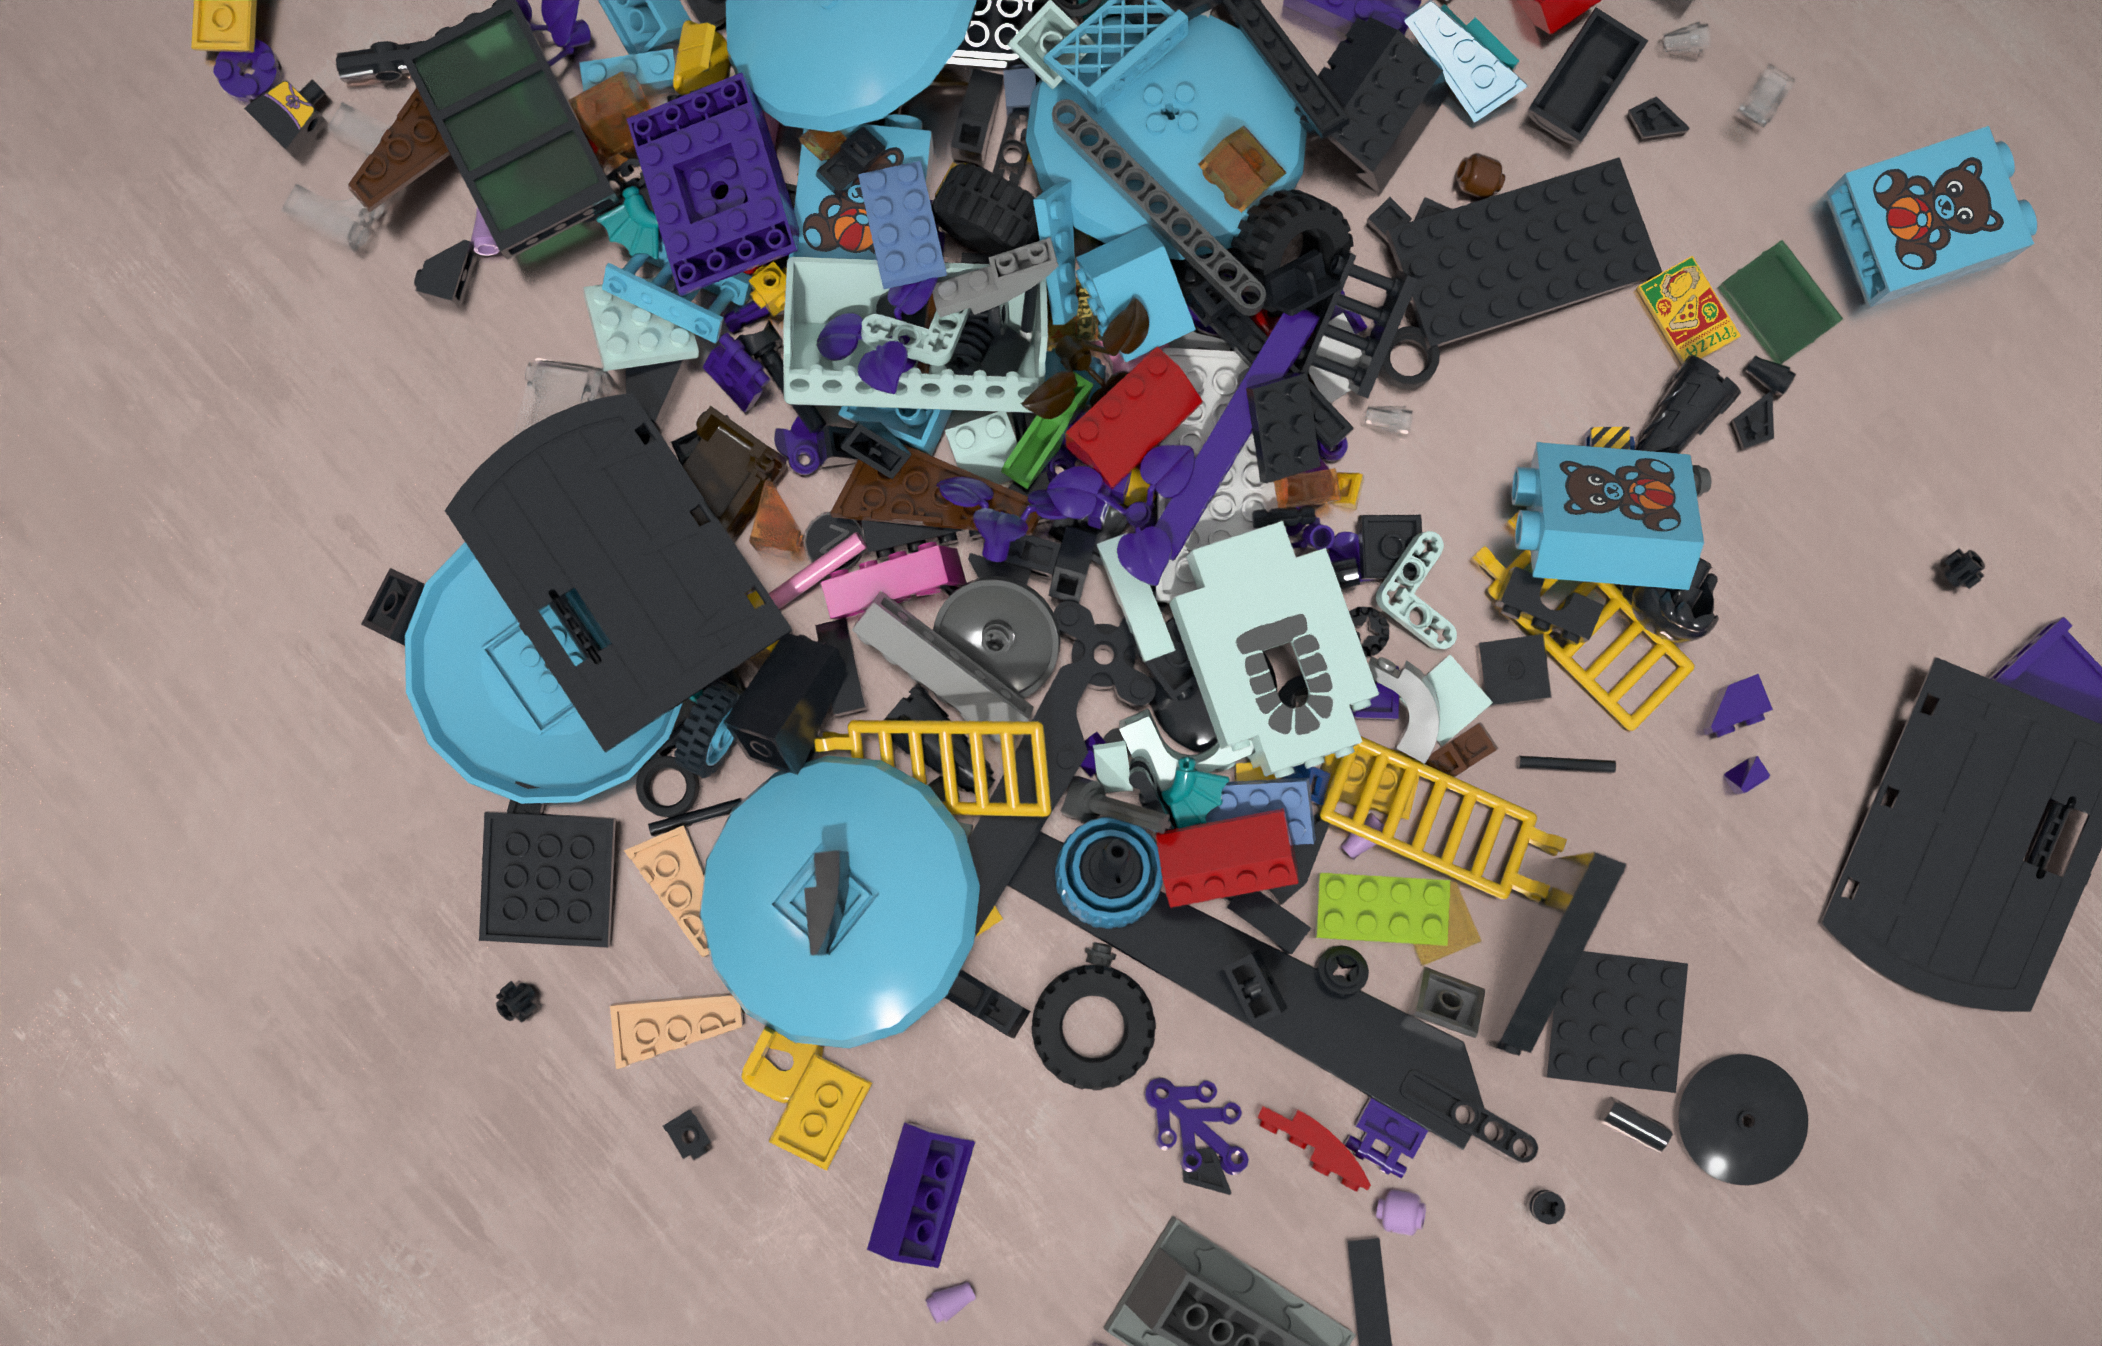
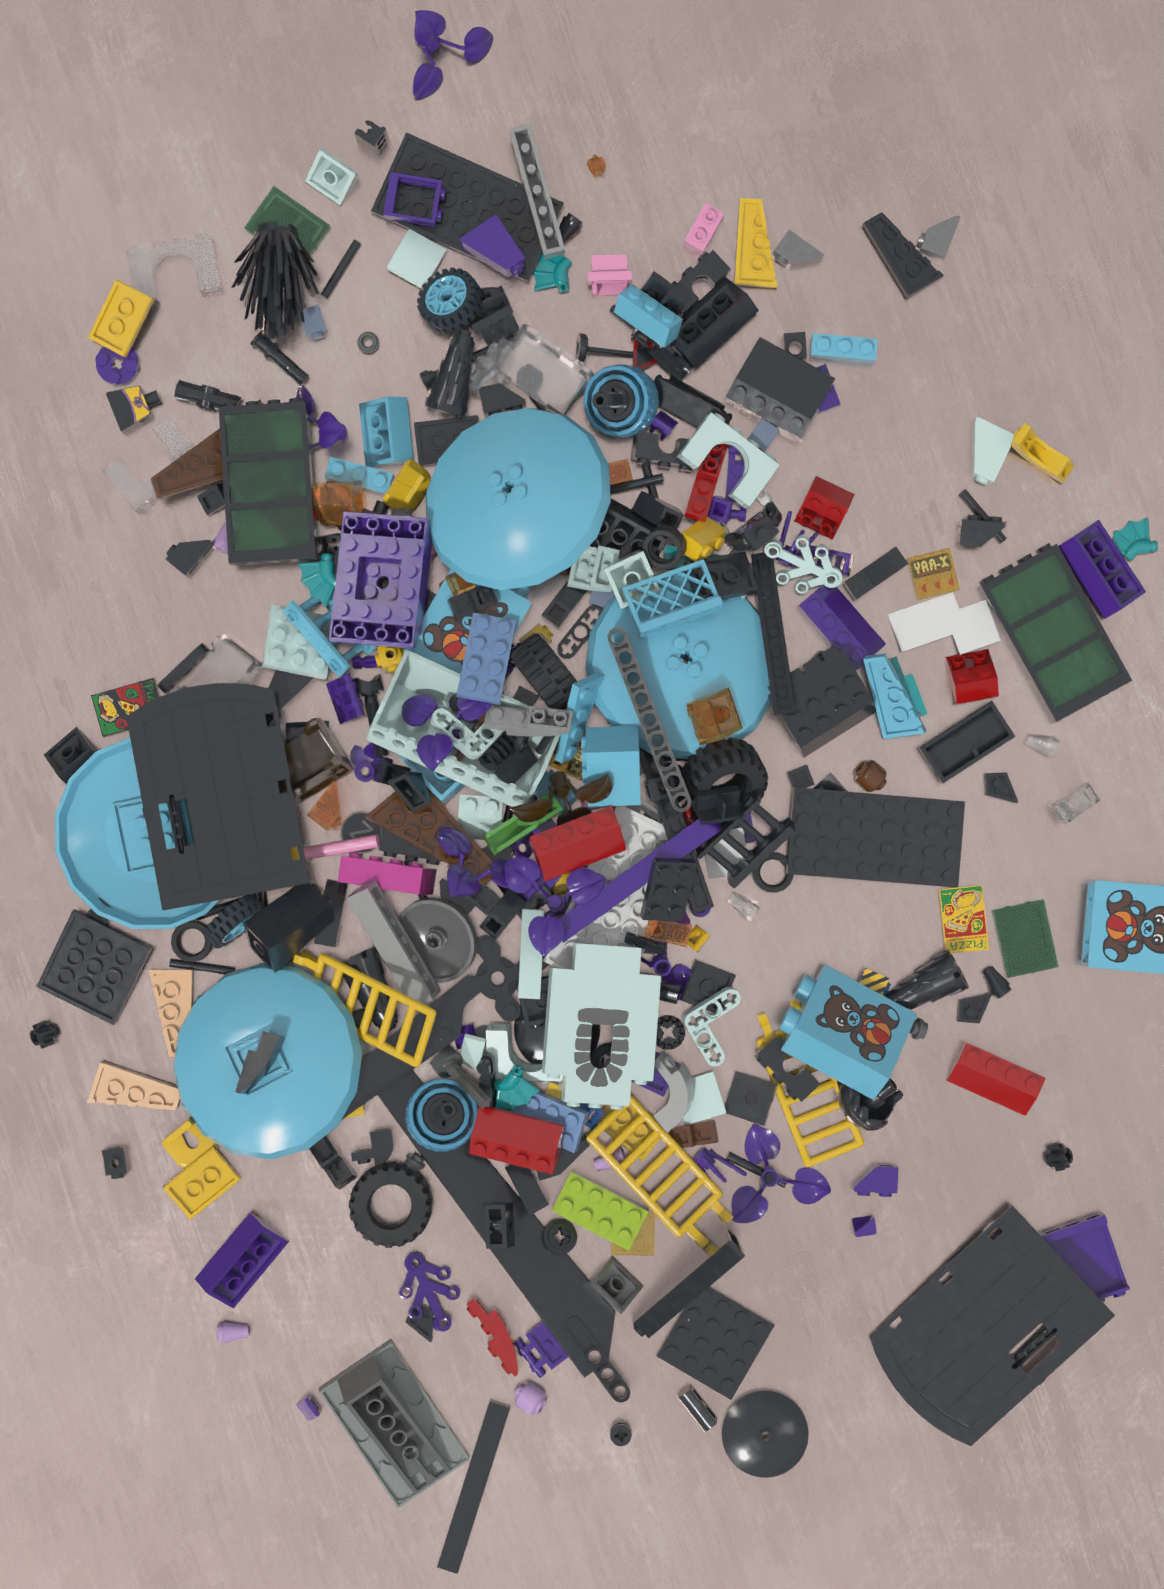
camera: 25 degrees right, 5 degrees up
(426, 519) = (118, 703): none -> tile
(448, 188) = (212, 499): none -> black bracket
(502, 423) = (183, 668): none -> black beam
(989, 62) = (588, 570): none -> light aqua slope
(1047, 955) = (382, 1147): none -> black brick
(1492, 778) = (705, 1160): none -> dark purple plant
(1559, 729) = (764, 1146): none -> dark purple plant
(1830, 501) = (995, 1078): none -> red slope

